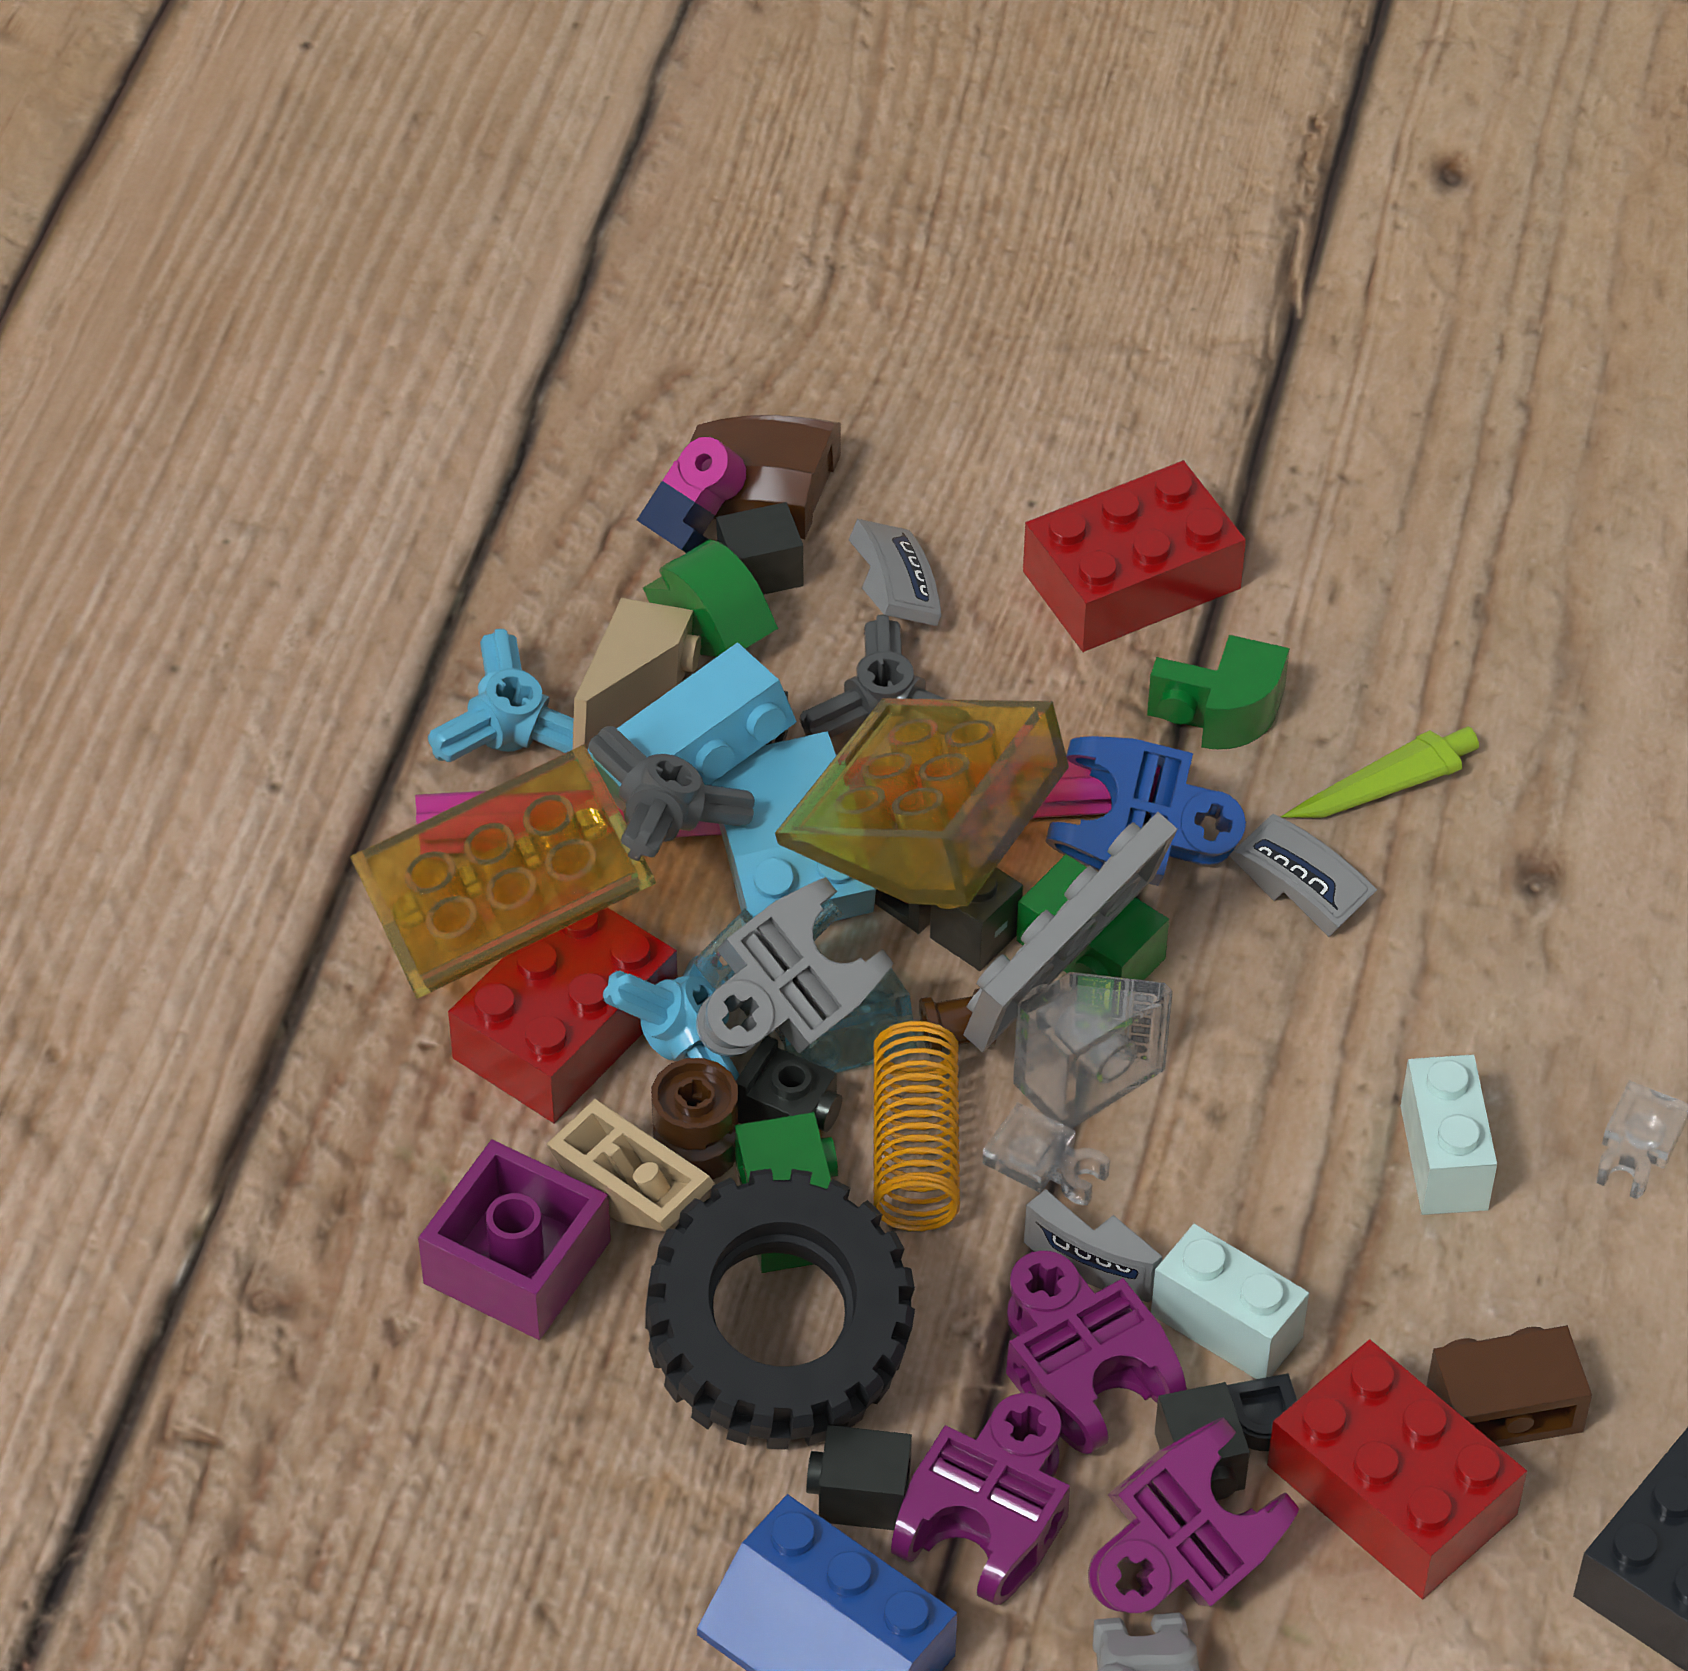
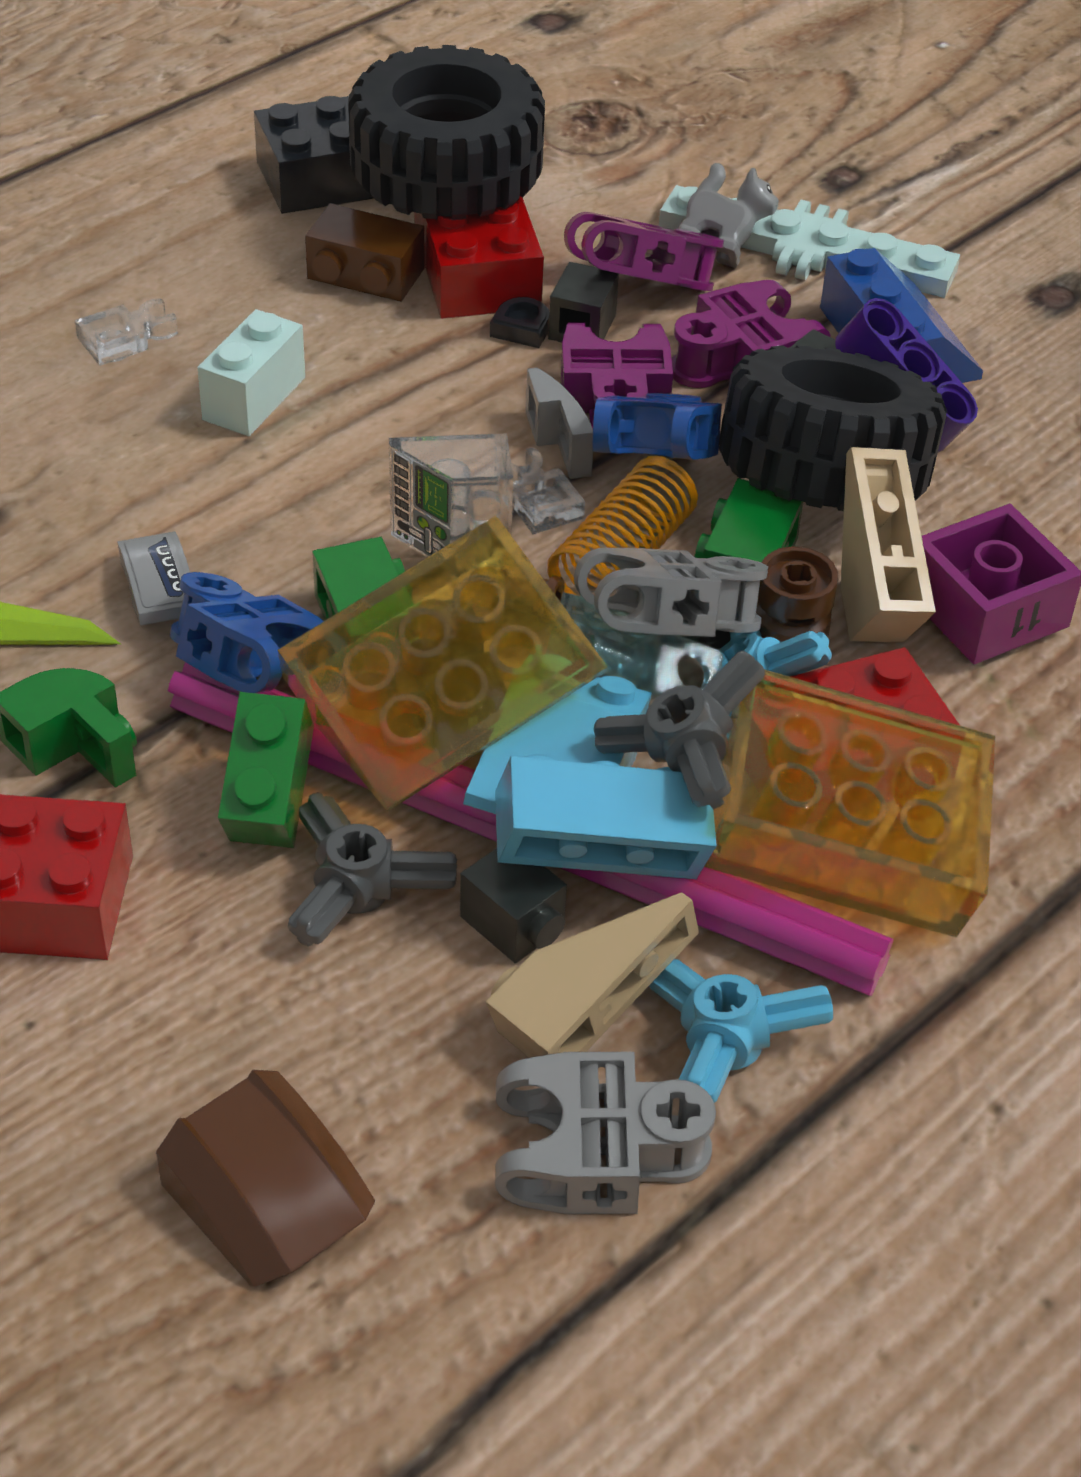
camera: 150 degrees left, 5 degrees down
(553, 594) = (636, 1142): none -> light grey piece
(694, 492) = (383, 1140): leg -> none
(720, 592) = (452, 1039): green brick -> none
(753, 1462) = (888, 336): none -> dark purple beam
(766, 545) = (356, 1071): pearl dark grey brick -> none
(899, 572) = (236, 978): light grey slope -> none
(965, 1255) = (657, 425): none -> blue piece
(1007, 671) = (266, 770): none -> green brick
(1058, 939) = (407, 503): light grey plate -> none
(1229, 1303) = (495, 350): light aqua brick -> none
(1488, 1533) = (446, 132): none -> black tyre

